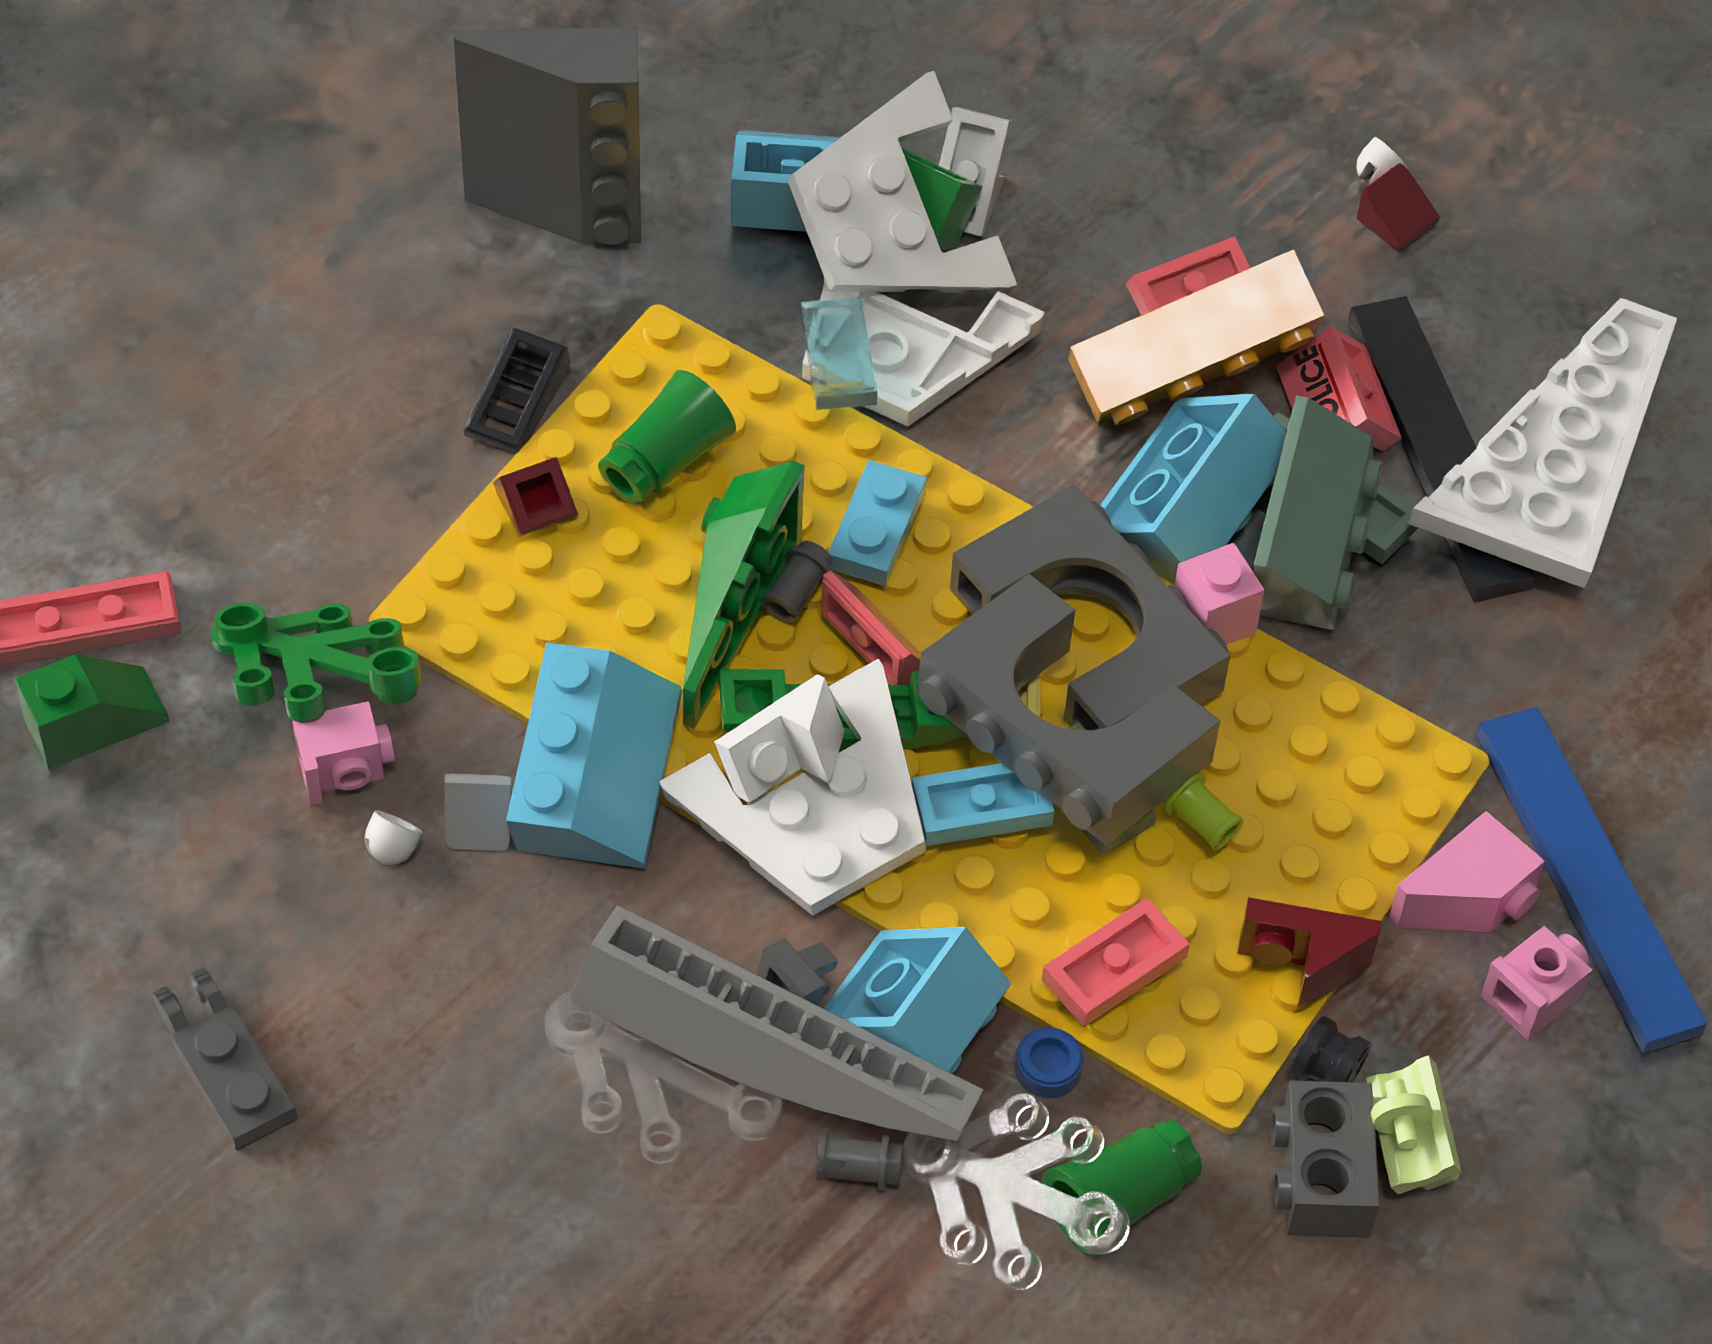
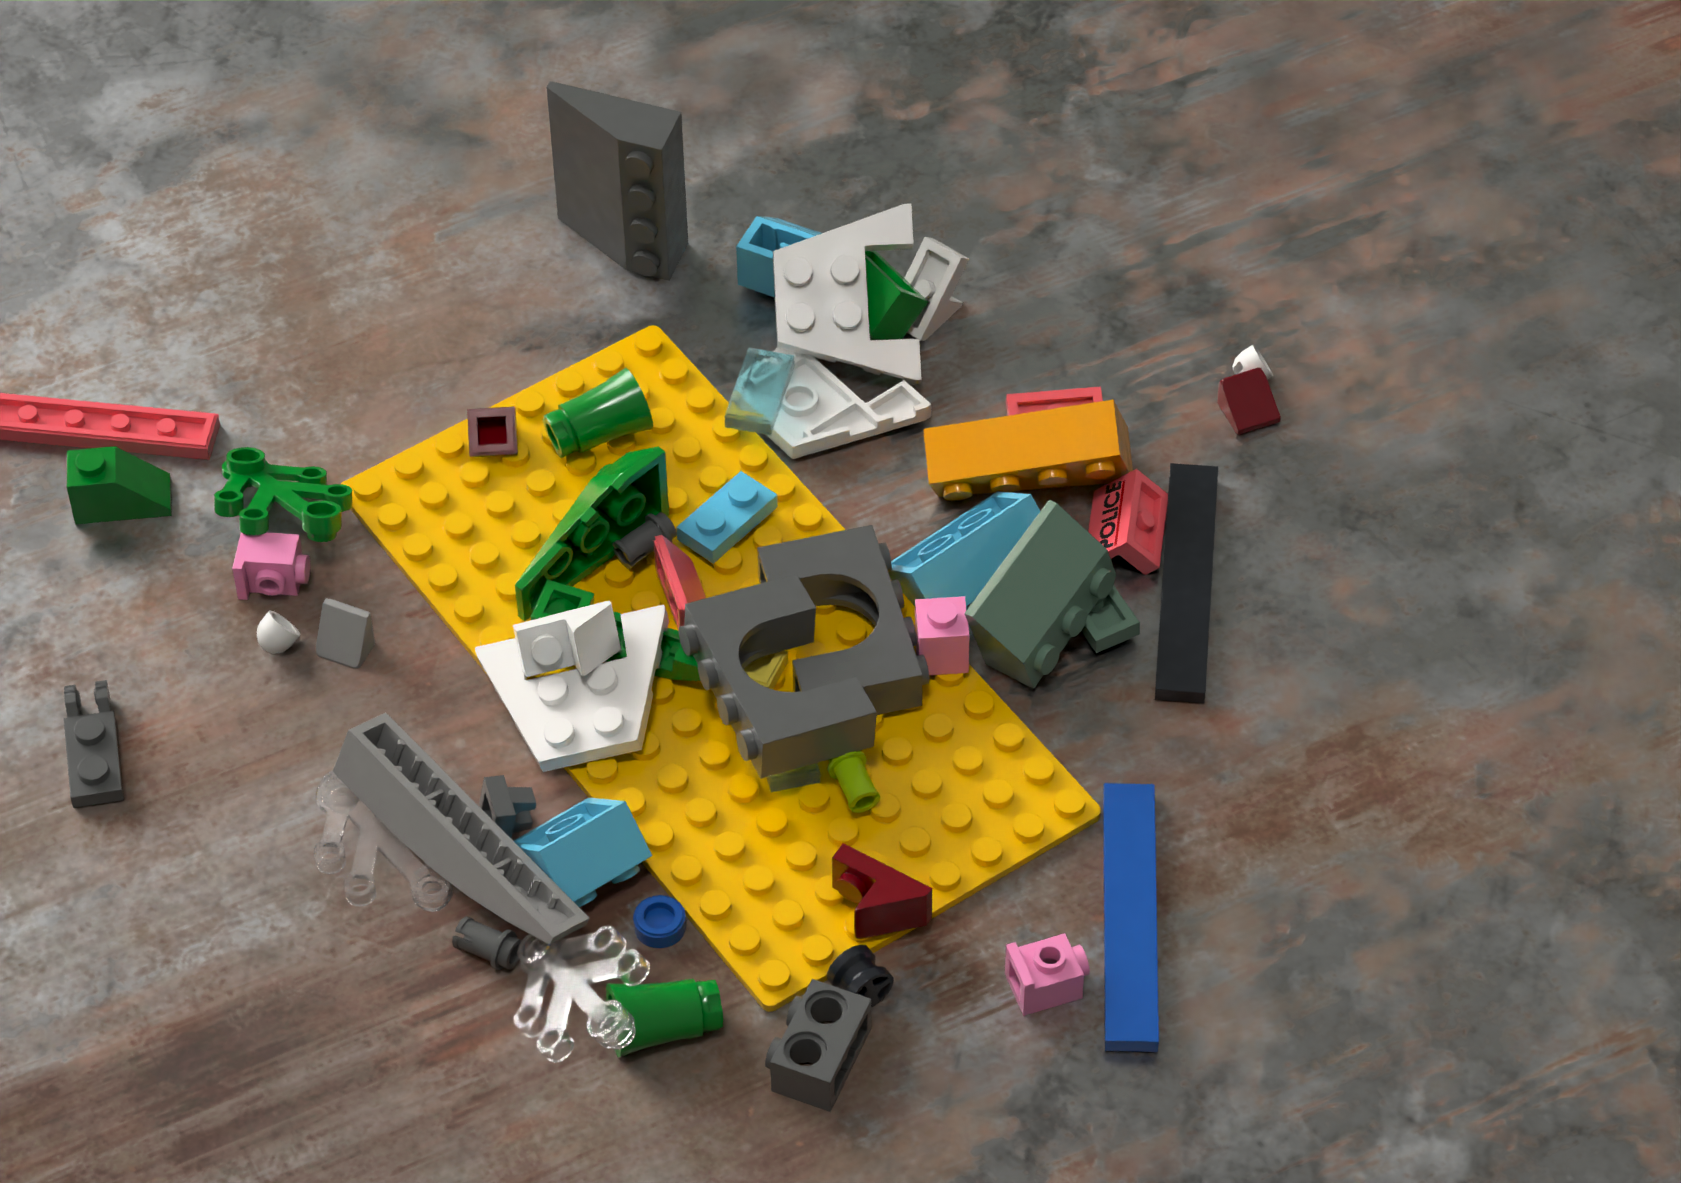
camera: 25 degrees right, 5 degrees down
(518, 348) = (522, 339): black slope -> none
(593, 758) = (434, 617): medium azure slope -> none
(977, 804) = (688, 728): medium azure plate -> none
(1115, 962) = (733, 863): coral plate -> none
(1414, 1127) = (891, 1036): yellowish green hips -> none
(1470, 882) = (1029, 889): bright pink slope -> none
(1557, 459) = (1269, 611): white wing -> none

